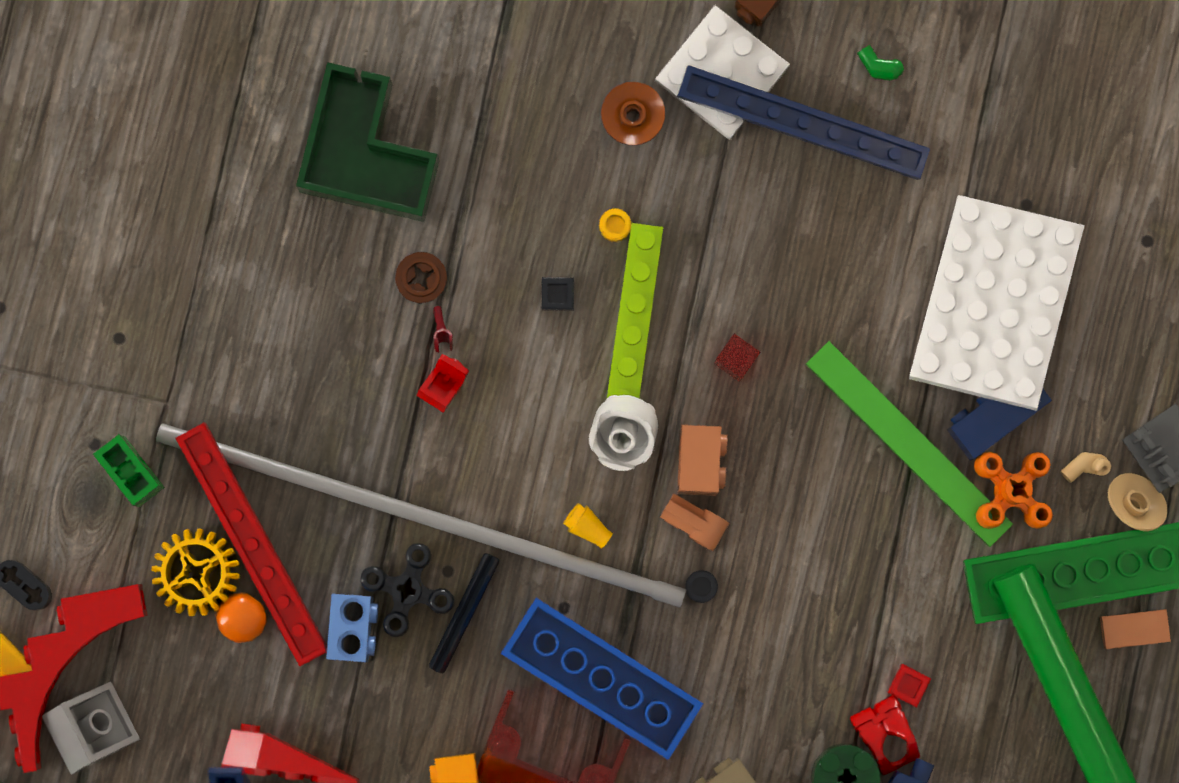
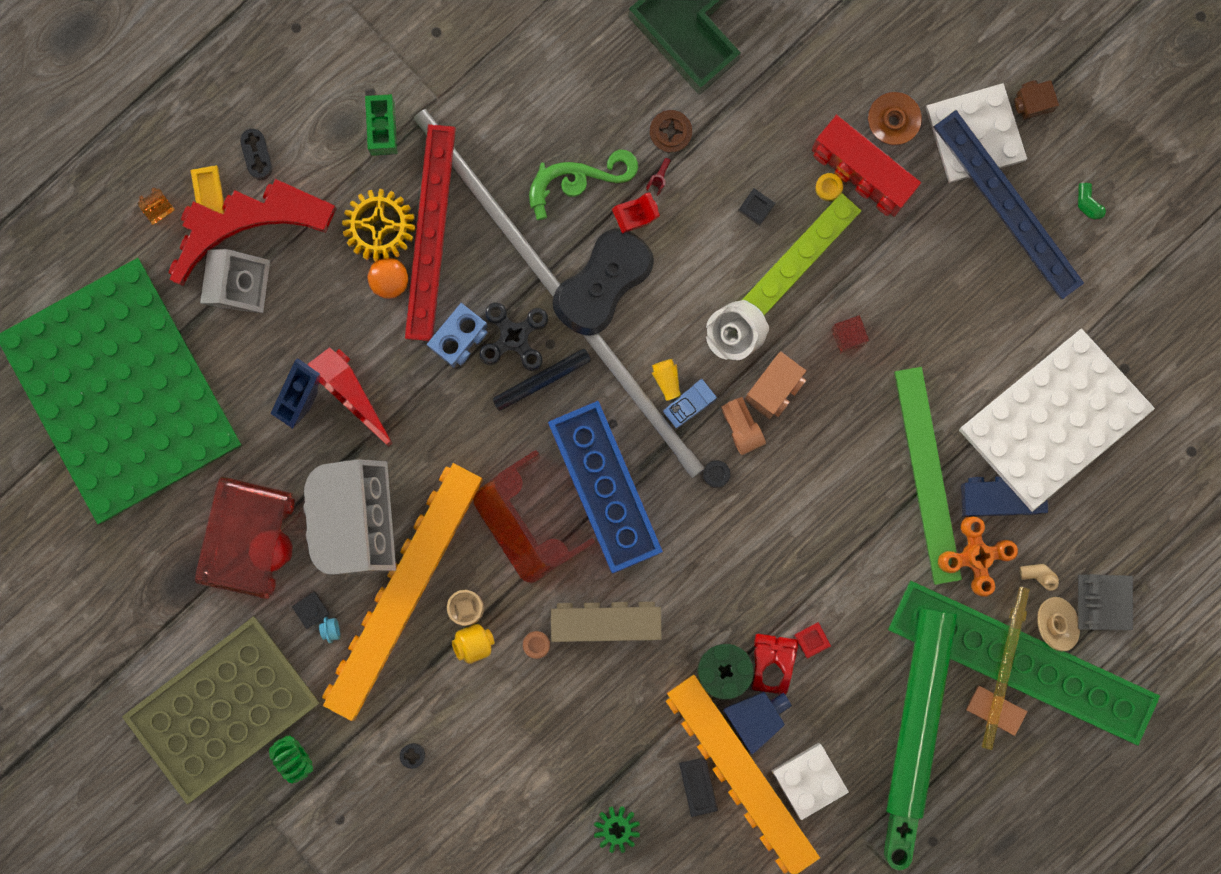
camera: 30 degrees right, 0 degrees up
(330, 428) = (580, 171): none -> bright green plant
(456, 496) = (591, 296): none -> black plate
(627, 536) = (690, 403): none -> medium blue leg
(637, 182) = (864, 166): none -> red brick
(1092, 521) = (1017, 616): none -> clear yellow bar

